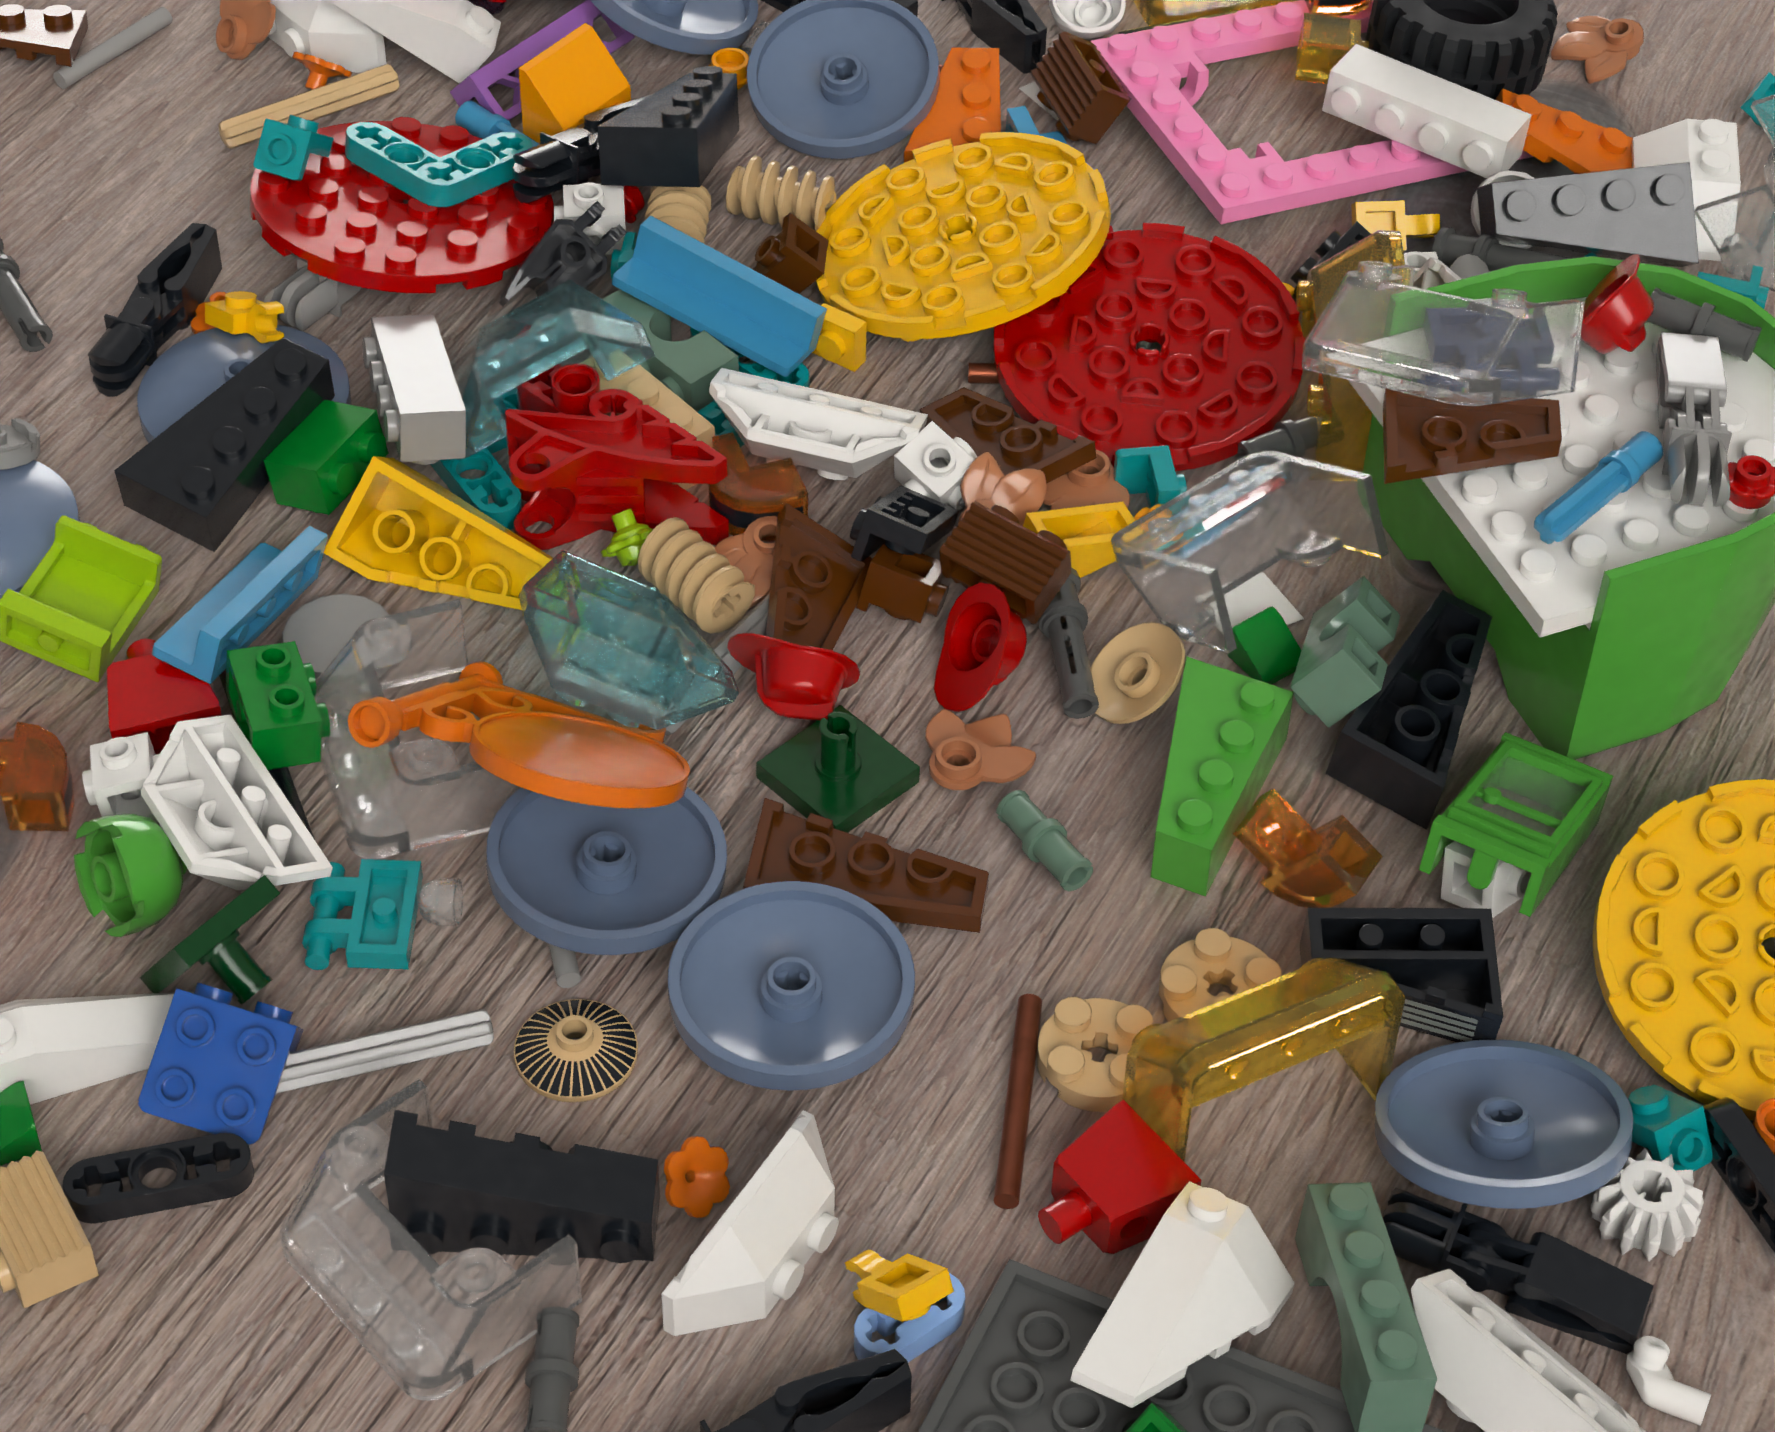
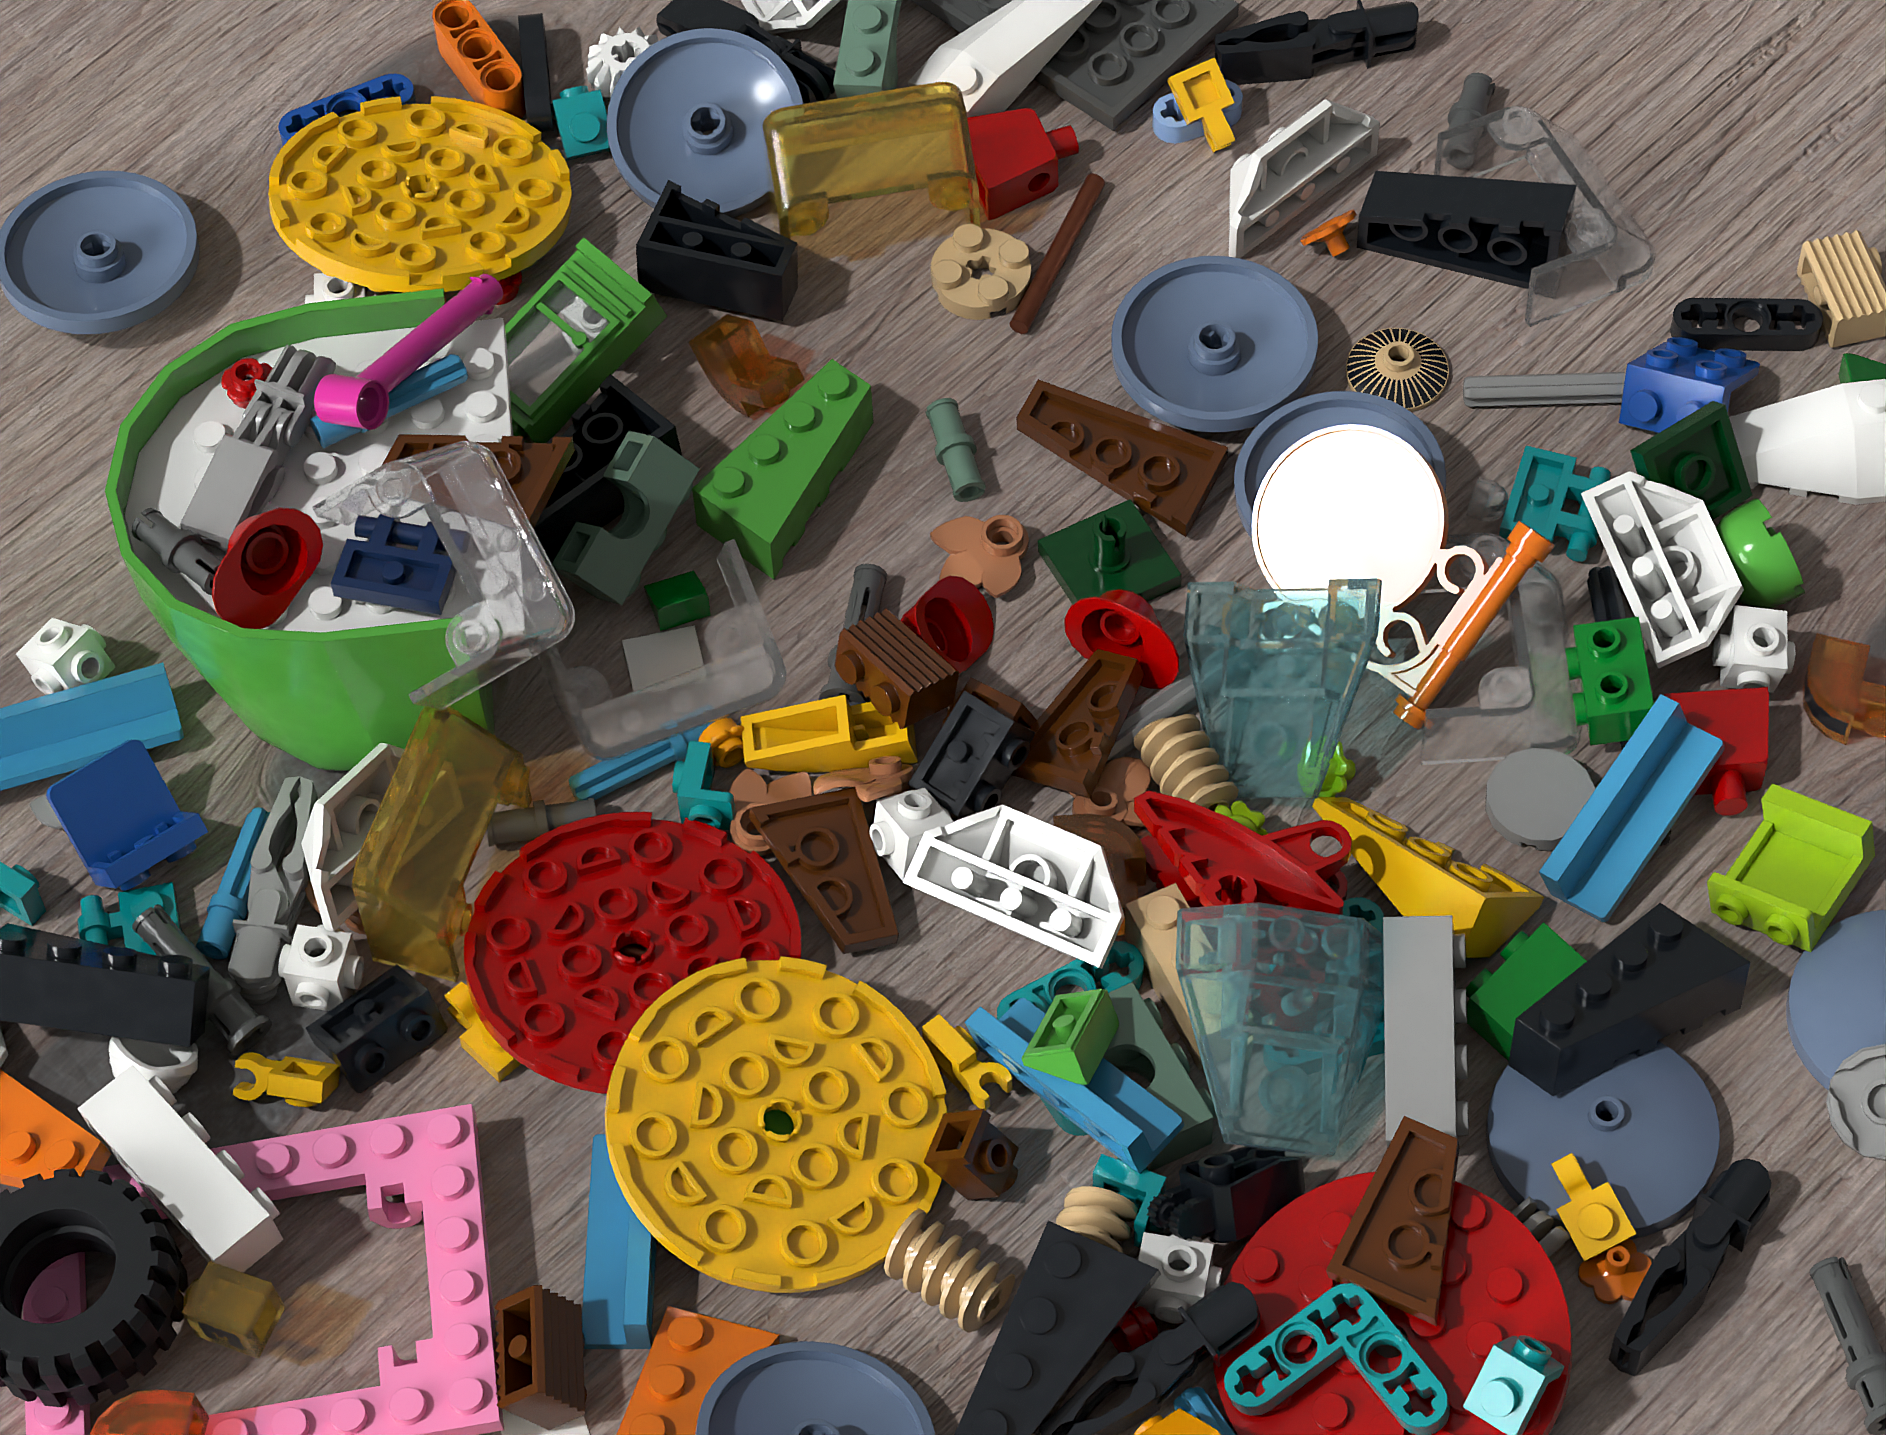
camera: 160 degrees left, 10 degrees up
(404, 218) = (1403, 1223): none -> reddish brown wing
(727, 301) = (1073, 1036): none -> bright green slope
(1137, 672) = (810, 576): tan dish -> none
(1211, 960) = (862, 279): tan plate -> none
(1619, 425) = (365, 398): none -> dark pink piece

